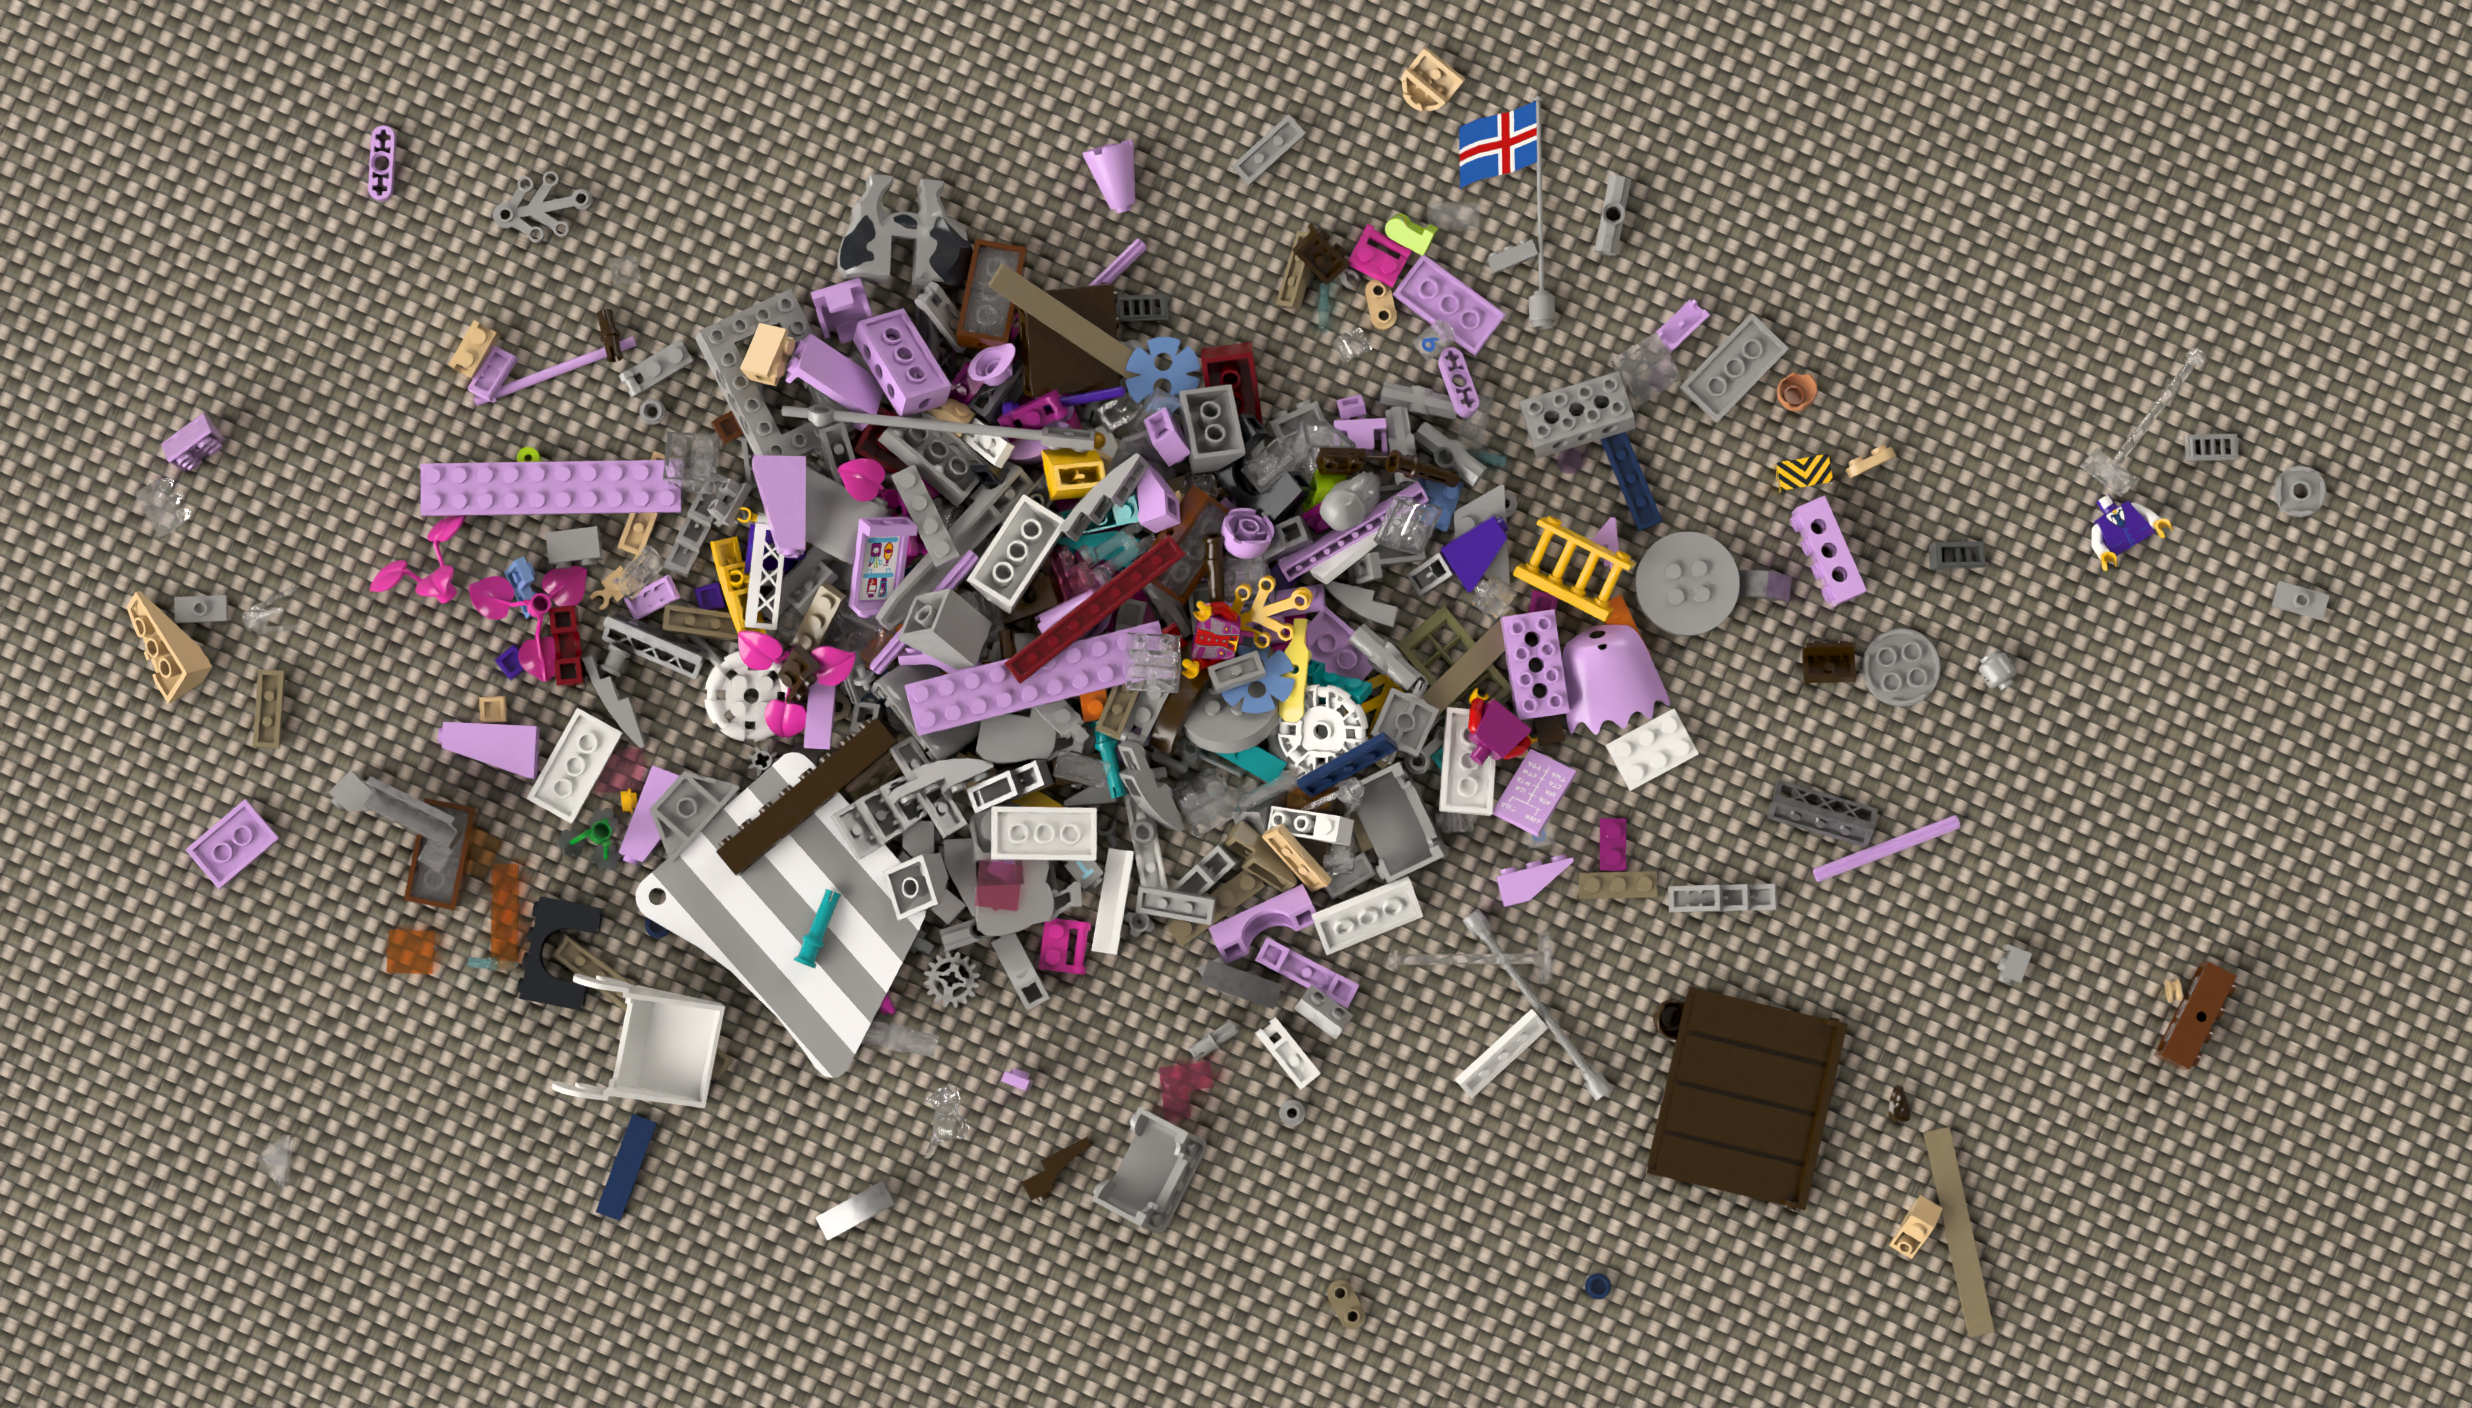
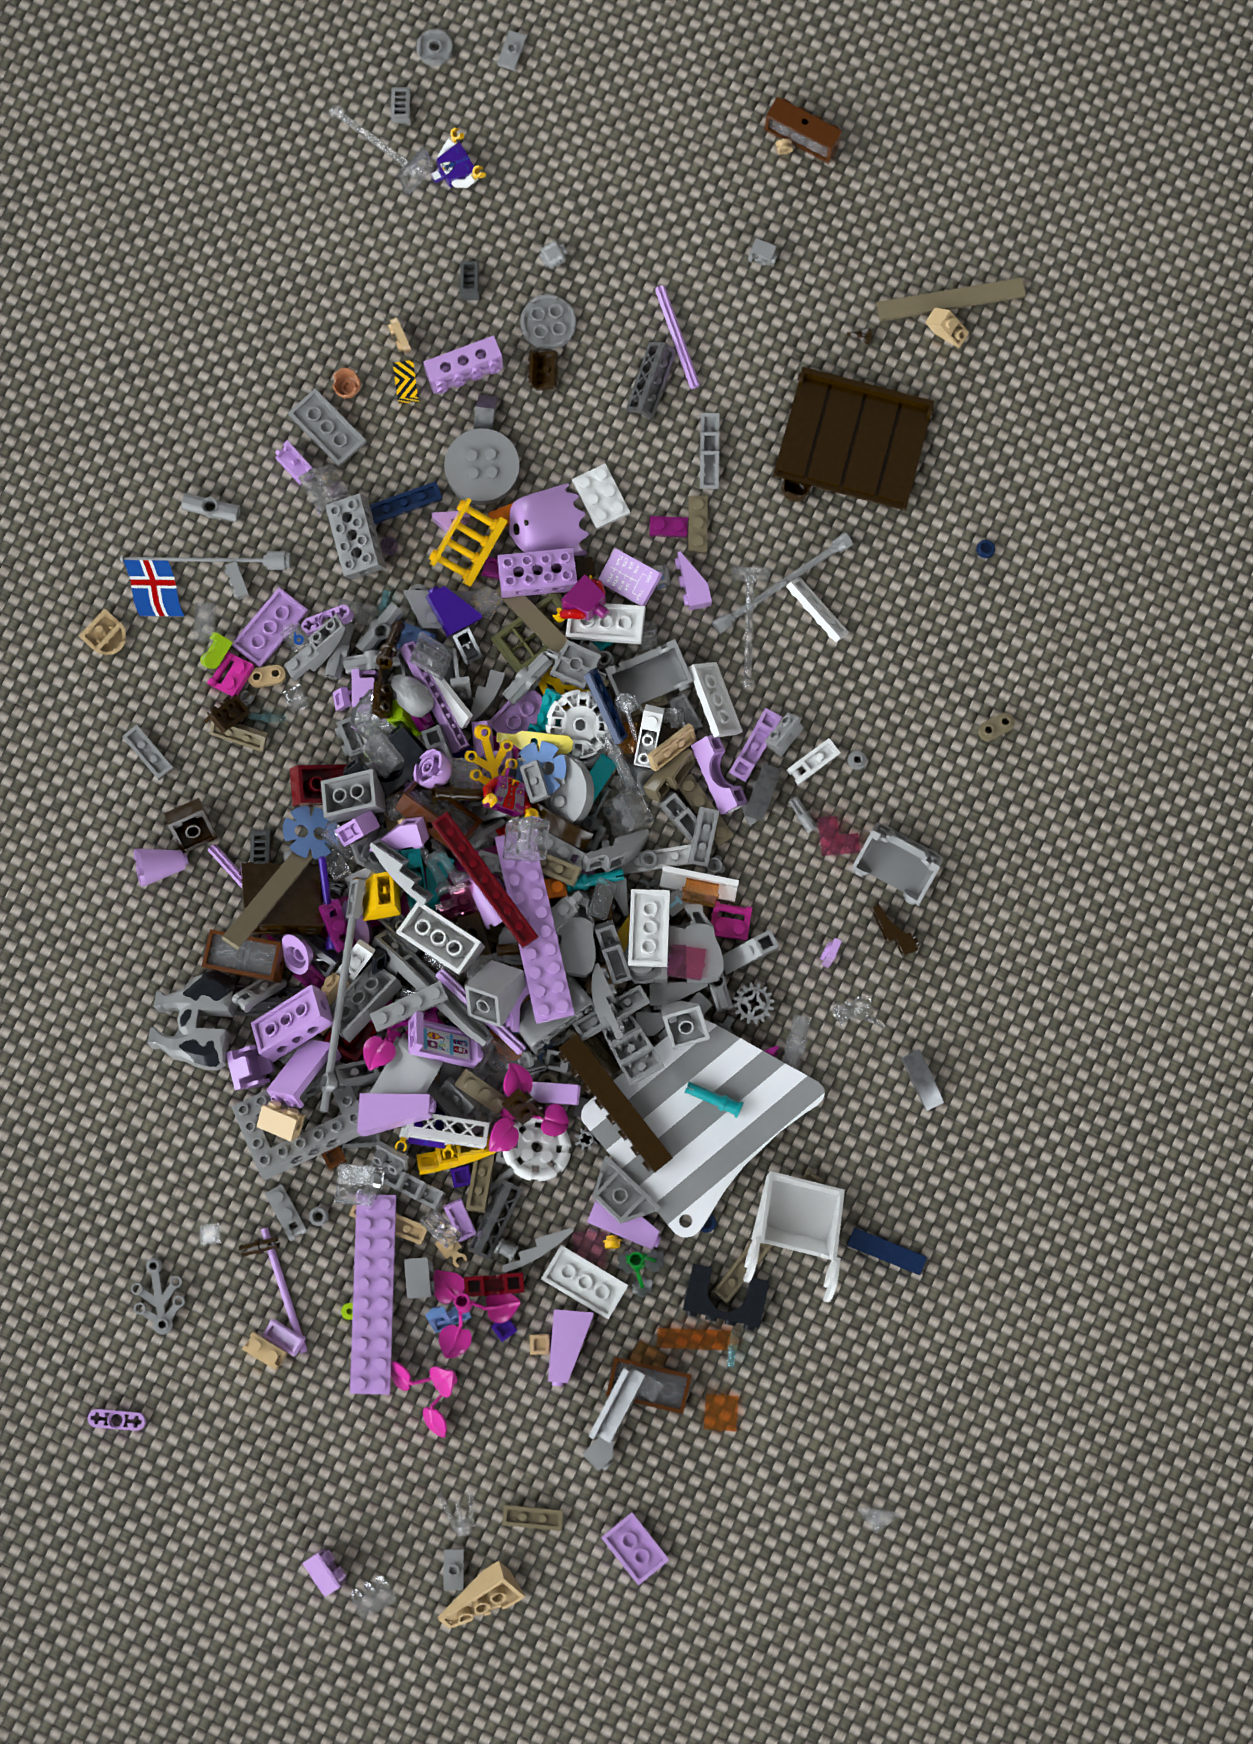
camera: 95 degrees left, 5 degrees down
(1098, 903) = (700, 892): none -> clear orange piece
(1169, 213) = (190, 825): none -> dark brown slope
(1414, 371) = (318, 650): none -> light grey slope

